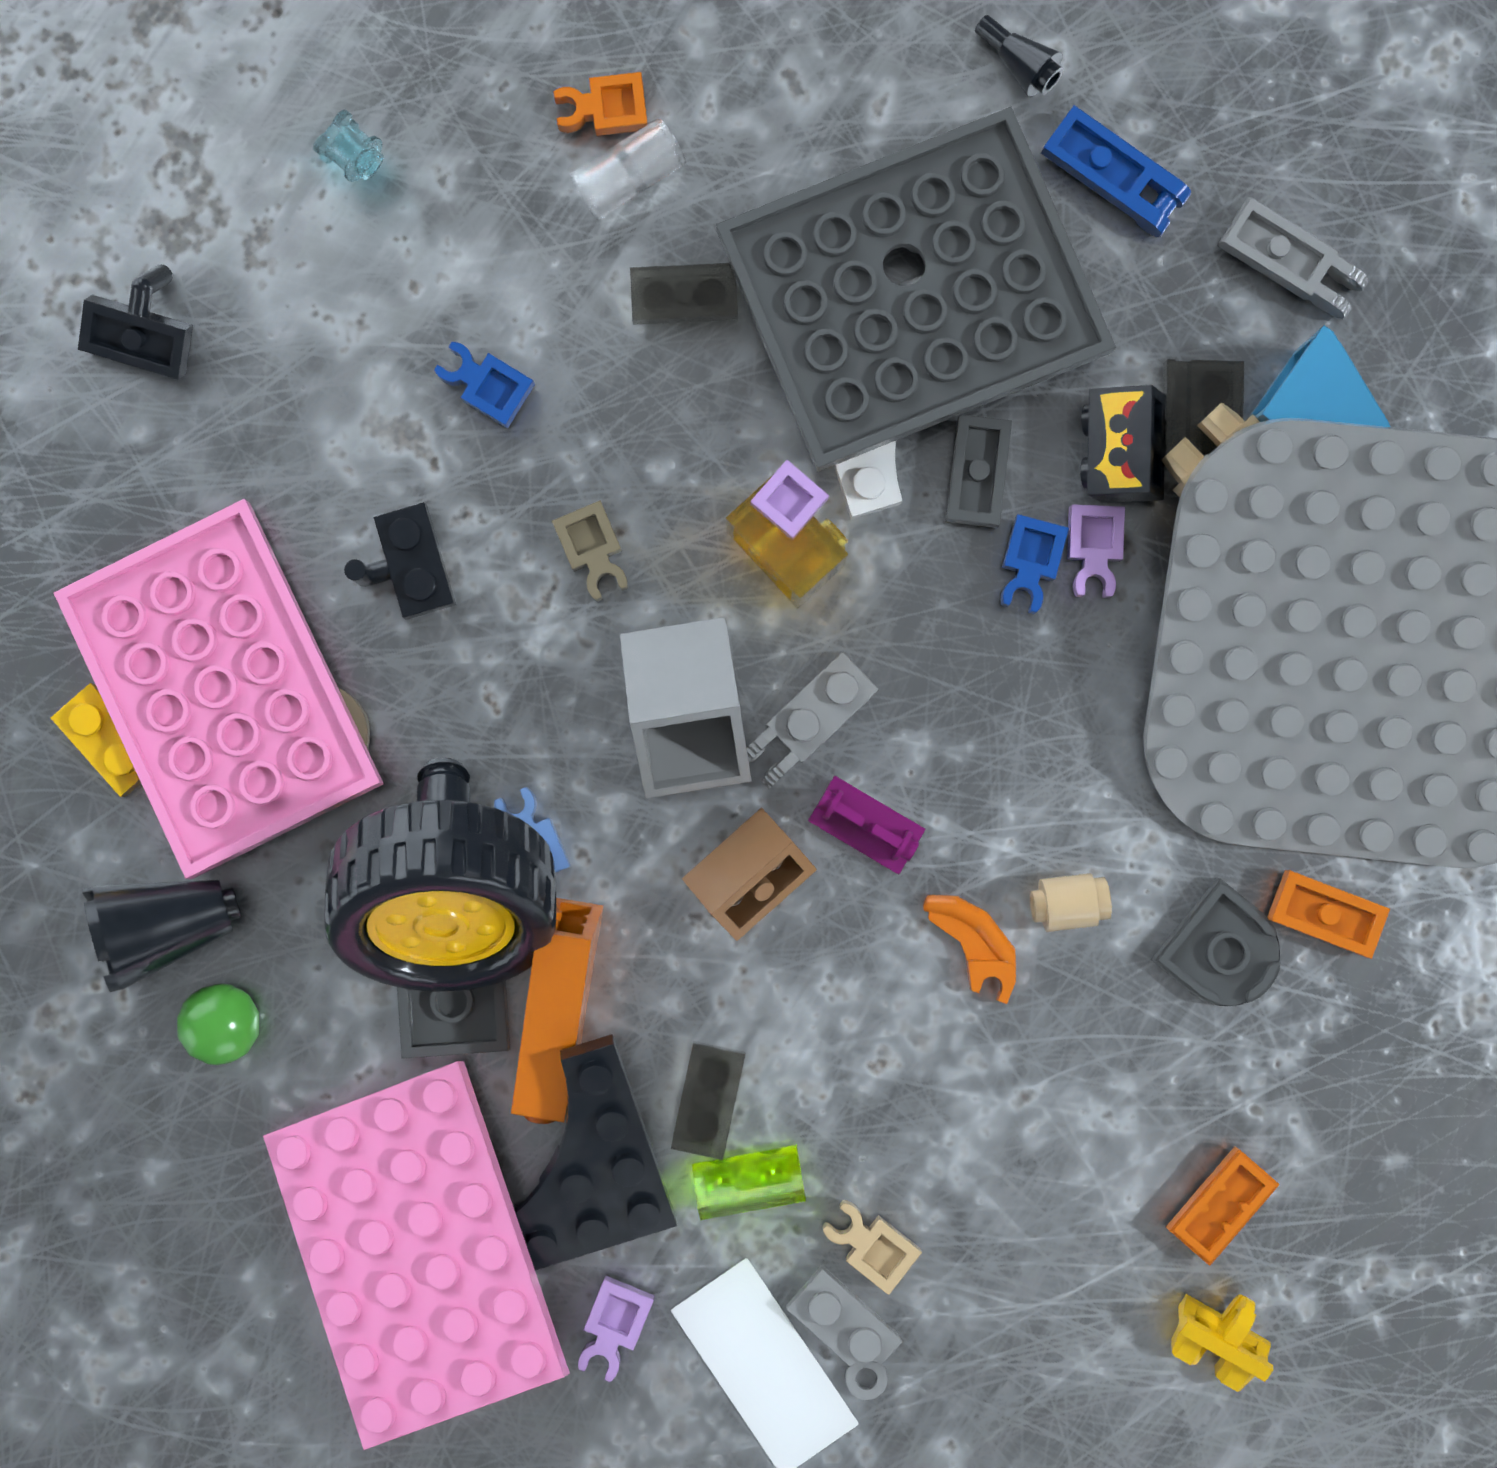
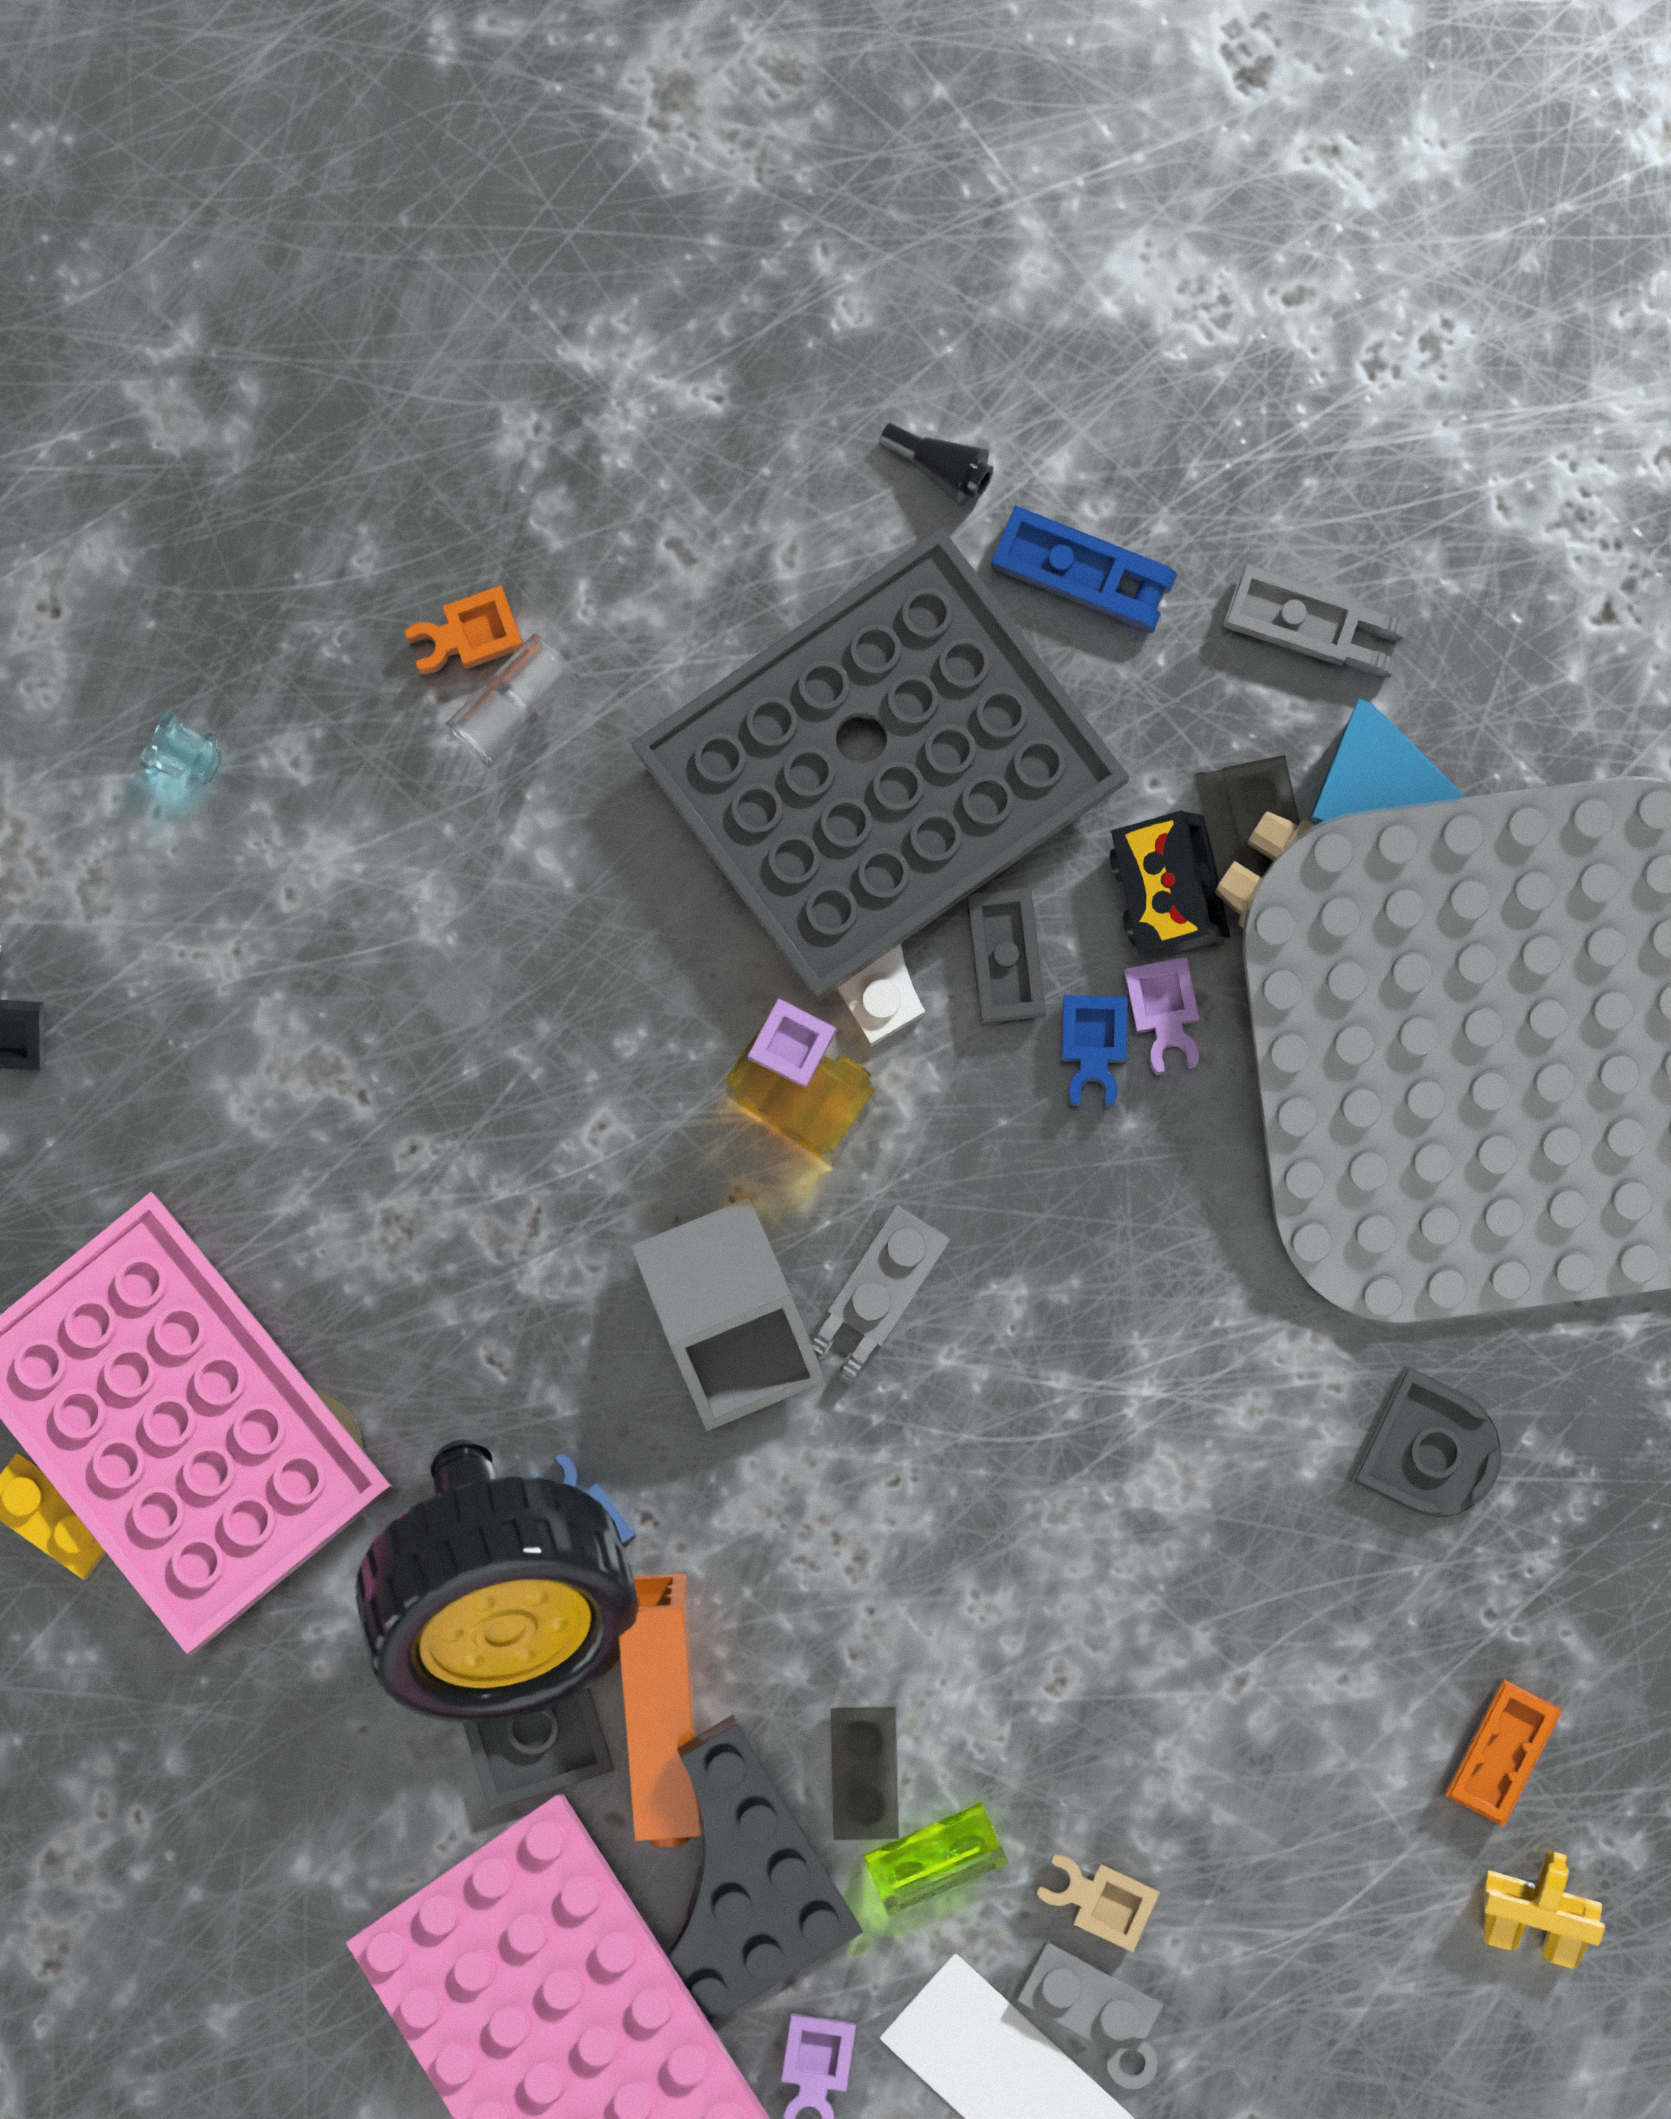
camera: 10 degrees left, 5 degrees down
(155, 924) = (163, 1718): black cone -> none
(218, 1024) = (260, 1823): bright green hair -> none
(410, 560) = (362, 1219): black plate -> none
(491, 387) = (411, 992): blue plate -> none
(589, 542) = (569, 1146): dark tan plate -> none
(683, 293) = (611, 830): clear smoke plate -> none
(747, 872) = (849, 1491): medium nougat brick -> none
(867, 825) = (974, 1402): magenta hinge -> none
(982, 941) = (1143, 1506): orange piece -> none
(1071, 902) = (1236, 1435): tan brick -> none
(1328, 914) = (1542, 1377): orange plate -> none

